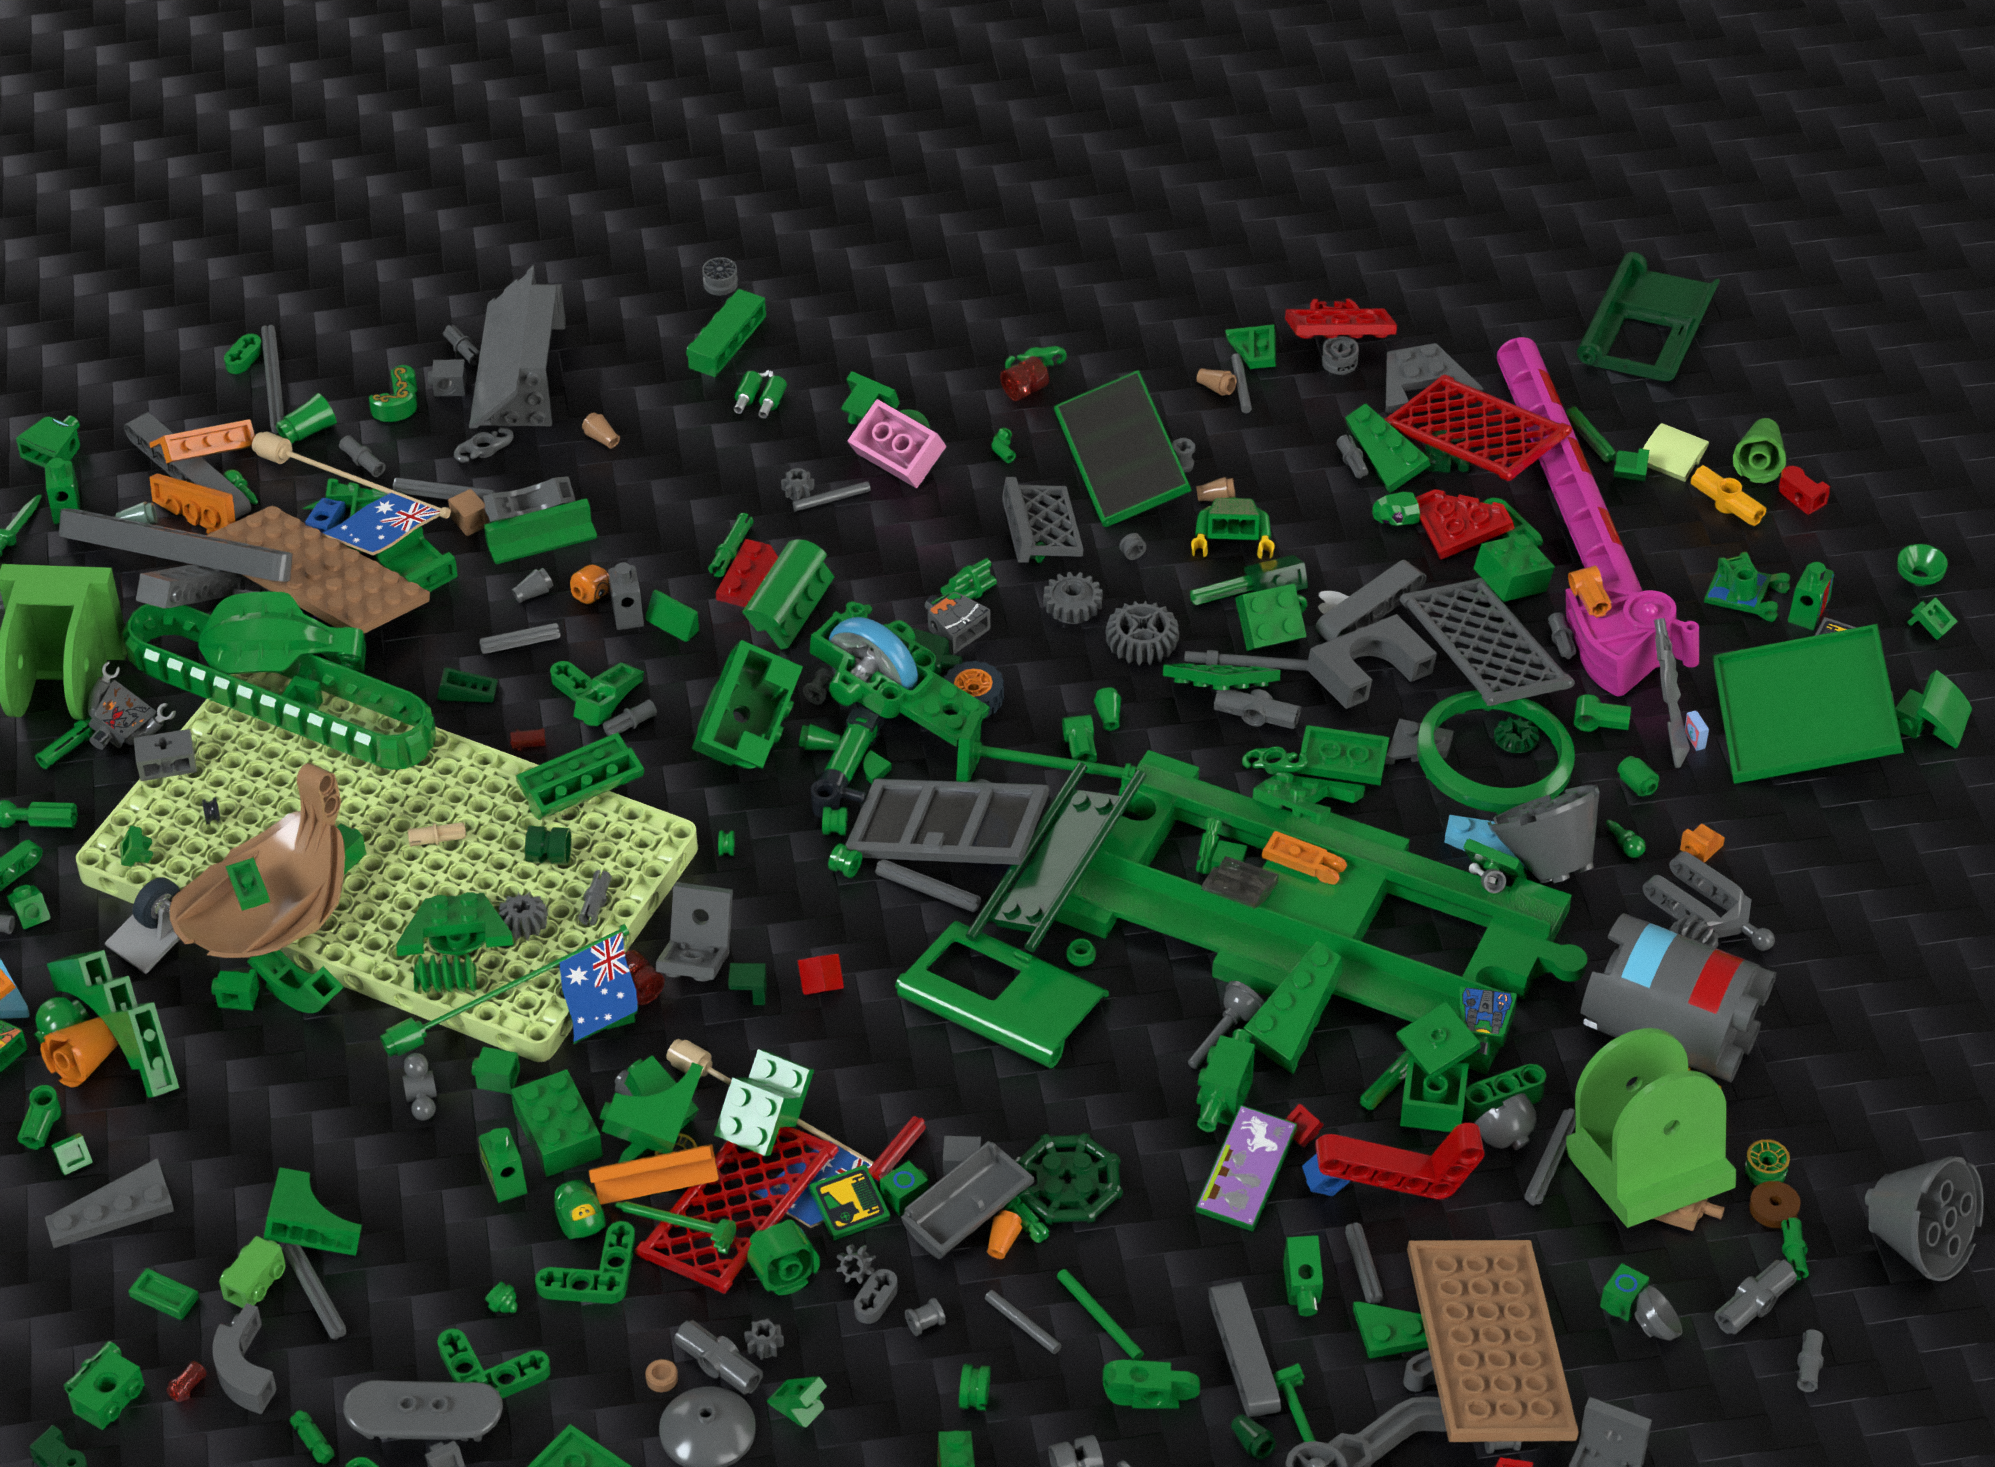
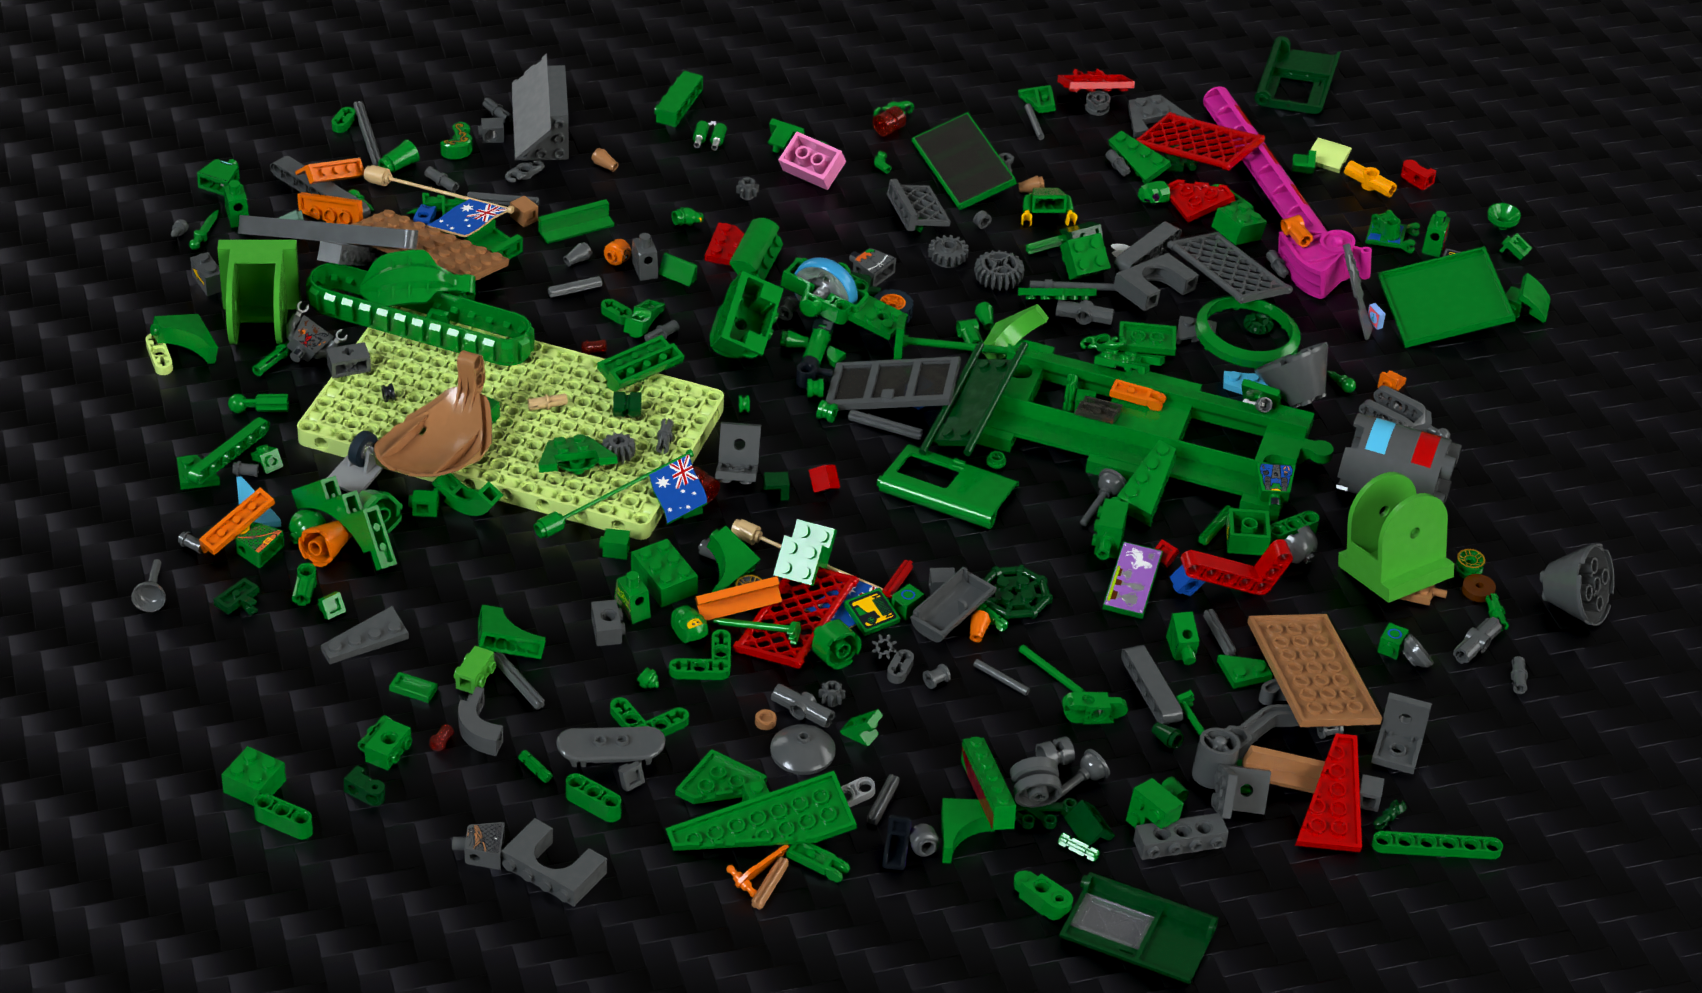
camera: 10 degrees left, 5 degrees down
(135, 847) = (339, 416): green tile -> none
(172, 999) = (388, 506): none -> green cone
(247, 884) = (428, 432): green plate -> none
(419, 1086) = (564, 553): dark grey piece -> none
(445, 973) = (572, 482): green piece -> none
(452, 687) = (544, 317): dark green slope -> none
(458, 1202) = (607, 622): none -> dark grey brick
(529, 499) = (574, 198): dark grey arch -> none
(652, 1119) = (732, 563): green arch -> none
(701, 528) = (686, 216): none -> green animal
(720, 276) = (667, 65): dark grey wheel -> none
(727, 551) = (707, 229): green pin -> none
(831, 496) = (772, 195): dark grey bar -> none
(970, 581) = (877, 241): green piece -> none
(974, 1387) = (979, 714): green wheel -> none
(1139, 737) = (1014, 329): none -> bright green arch
(1217, 380) = (1019, 120): medium nougat cone -> none
(1438, 1040) = (1248, 496): green plate -> none
(1551, 1158) = (1330, 566): dark grey axle -> none
(1591, 435) = (1276, 149): green axle -> none
(1592, 713) = (1306, 309): green piece -> none
(1638, 776) = (1343, 344): green brick -> none
(1760, 452) = (1387, 153): bright green cone -> none

